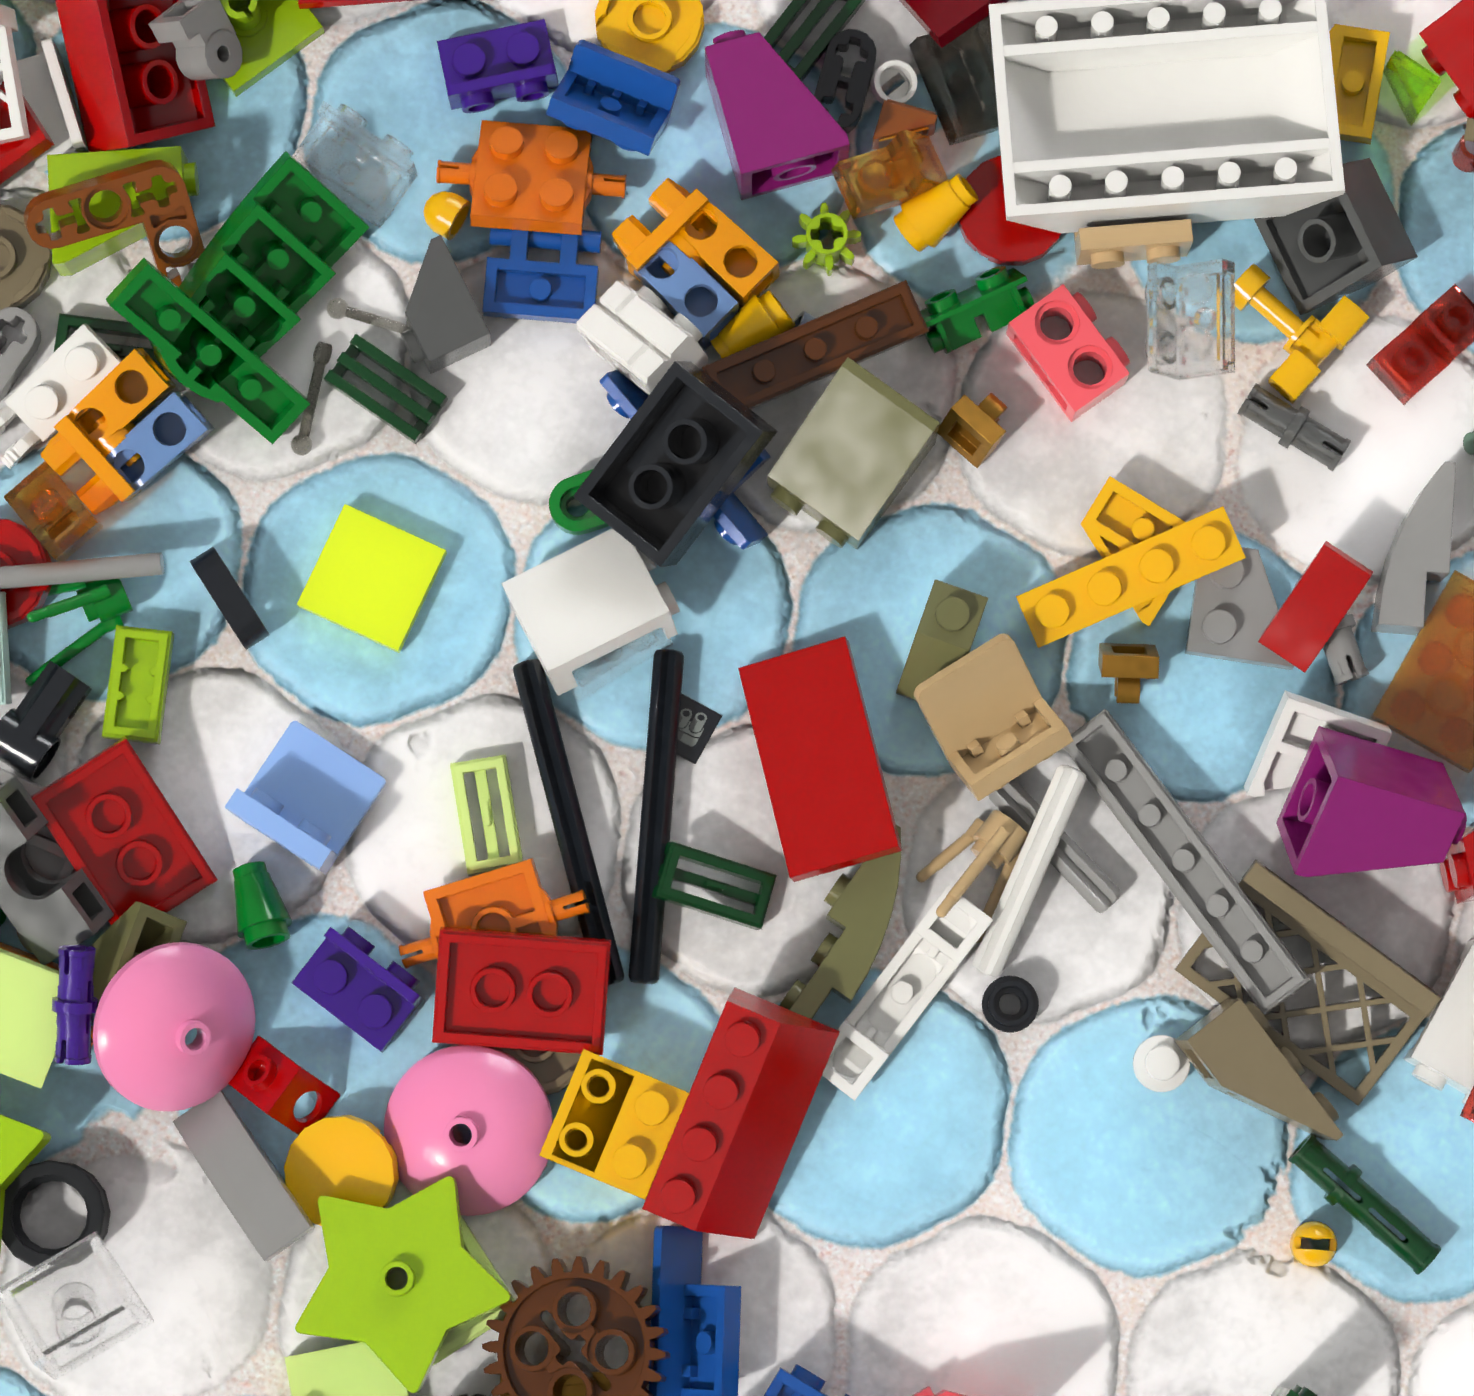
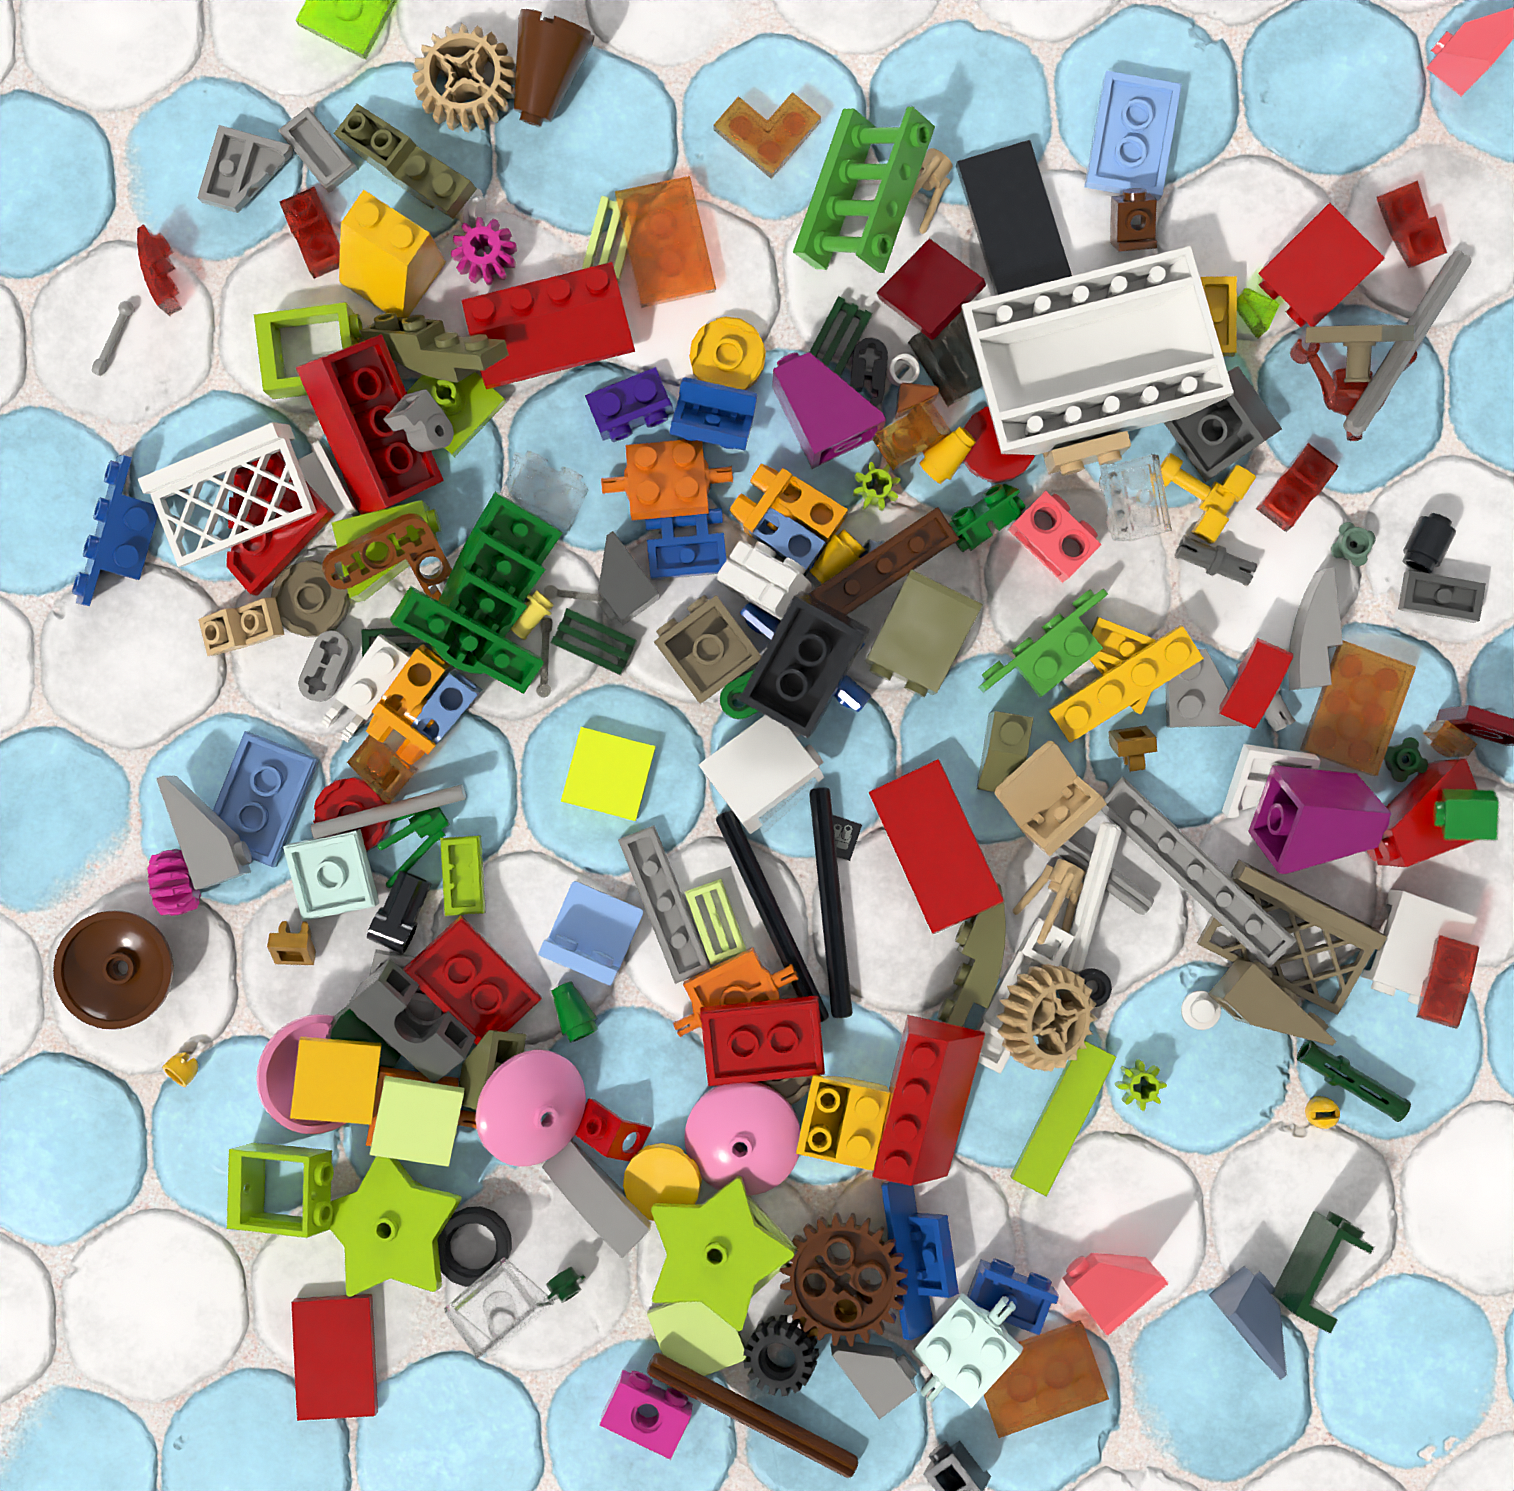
camera: 15 degrees left, 5 degrees up
(74, 1004) = (460, 1110): dark purple pin -> none
(174, 1294) = (565, 1285): none -> dark green plate
(229, 598) = (514, 805): black beam -> none
(306, 334) = (536, 609): none -> light yellow pin
(358, 989) = (651, 1055): dark purple bracket -> none
(417, 776) = (664, 904): none -> light grey tile
(446, 213) = (612, 513): yellow hinge -> none
(543, 422) = (706, 647): none -> dark tan plate
(669, 872) = (848, 940): dark green tile -> none
(916, 1004) = (1038, 1012): none -> tan gear
(936, 1182) = (1062, 1118): none -> lime tile
(974, 428) = (1000, 600): pearl gold tile -> none
(1037, 516) = (1056, 653): none -> bright green bracket
(1066, 1143) = (1133, 1076): none -> lime gear

